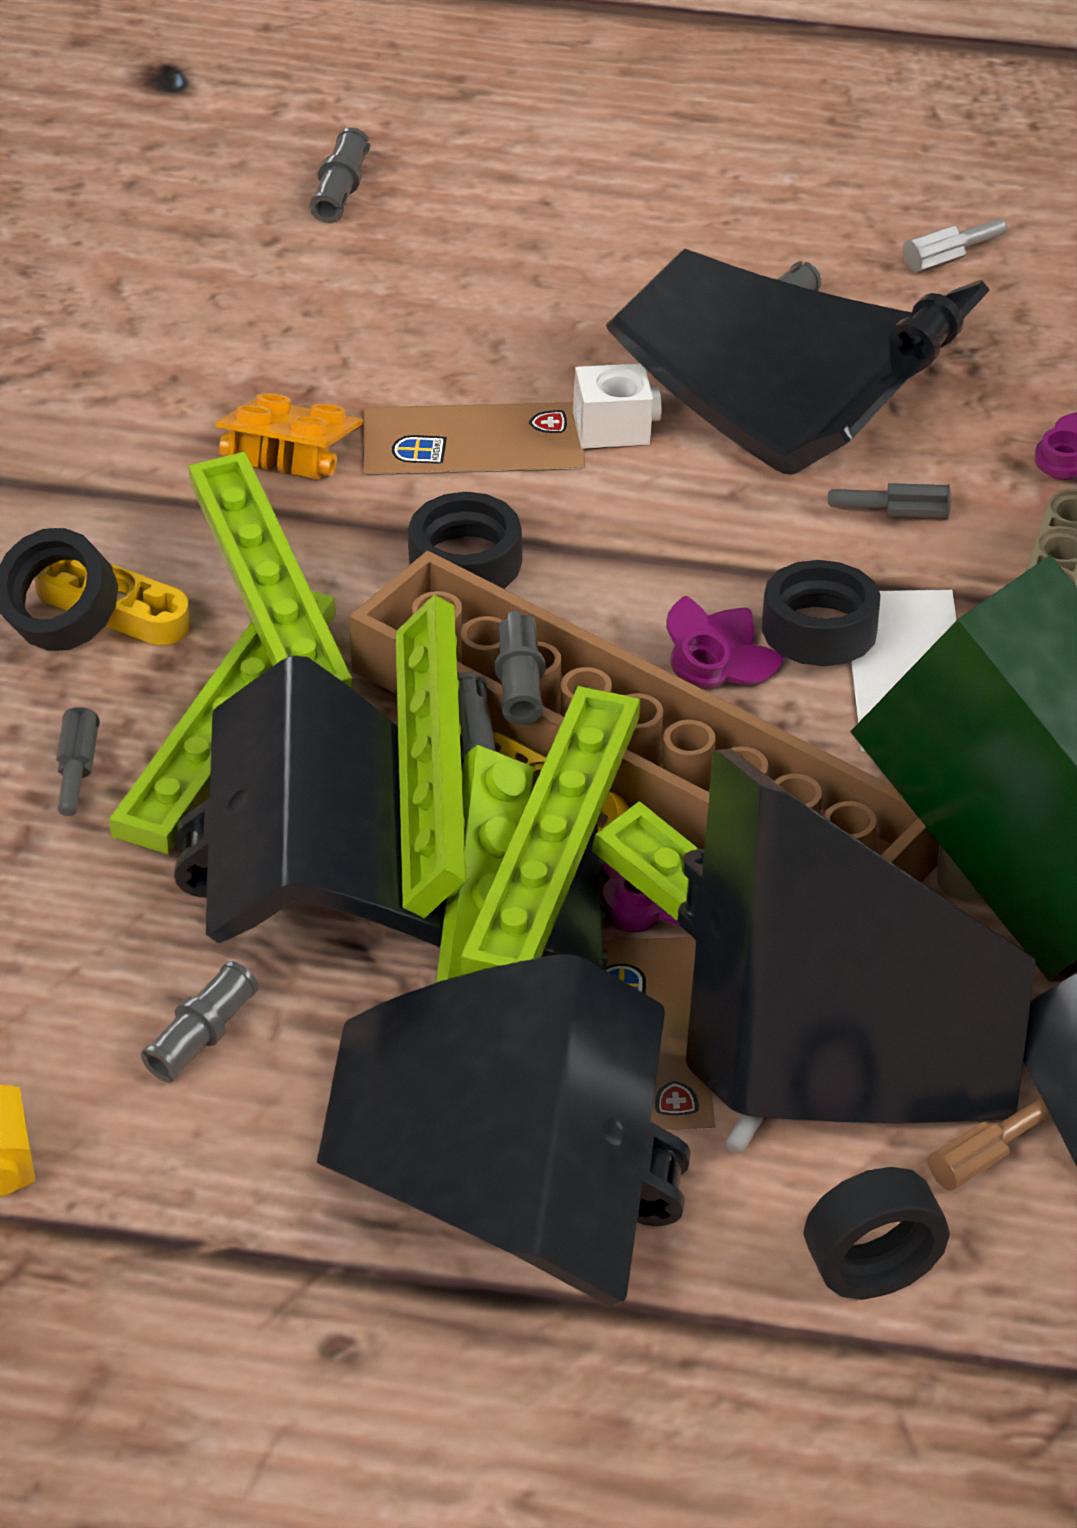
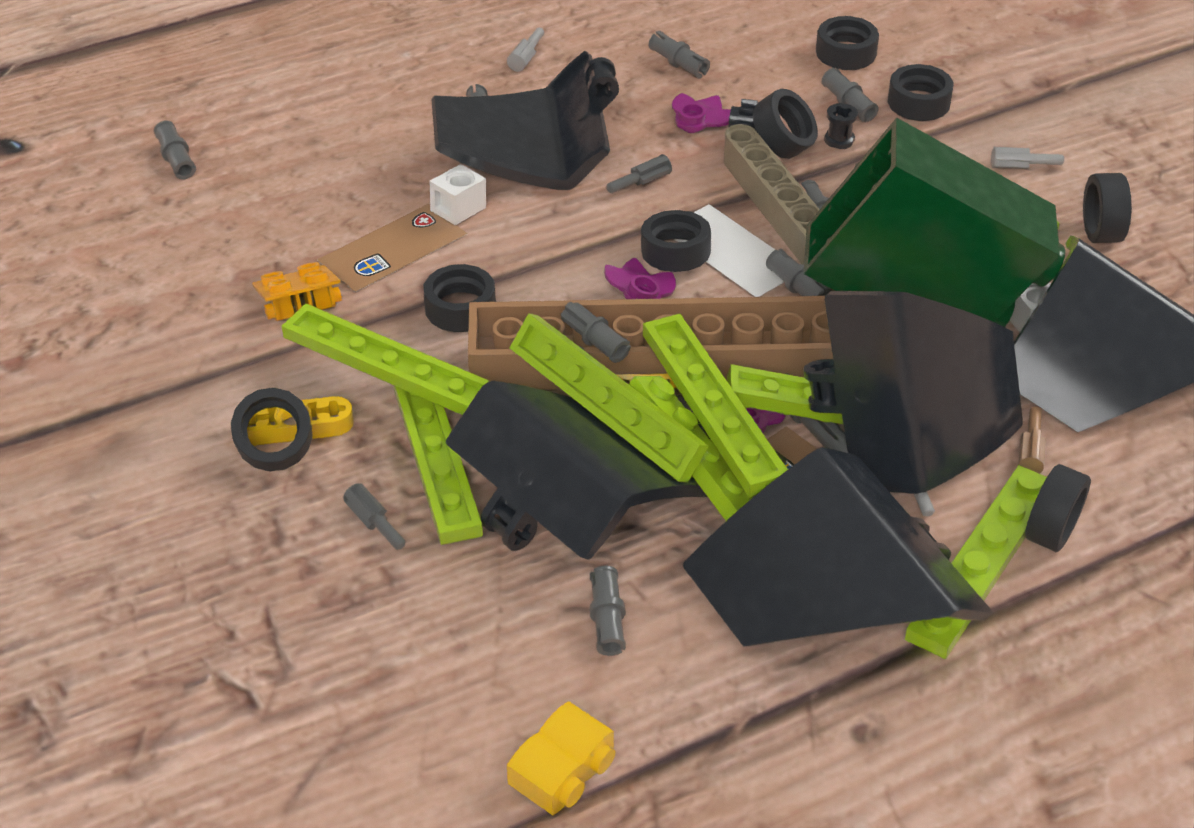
camera: 40 degrees left, 0 degrees up
(702, 1254) = (984, 556): none -> lime plate

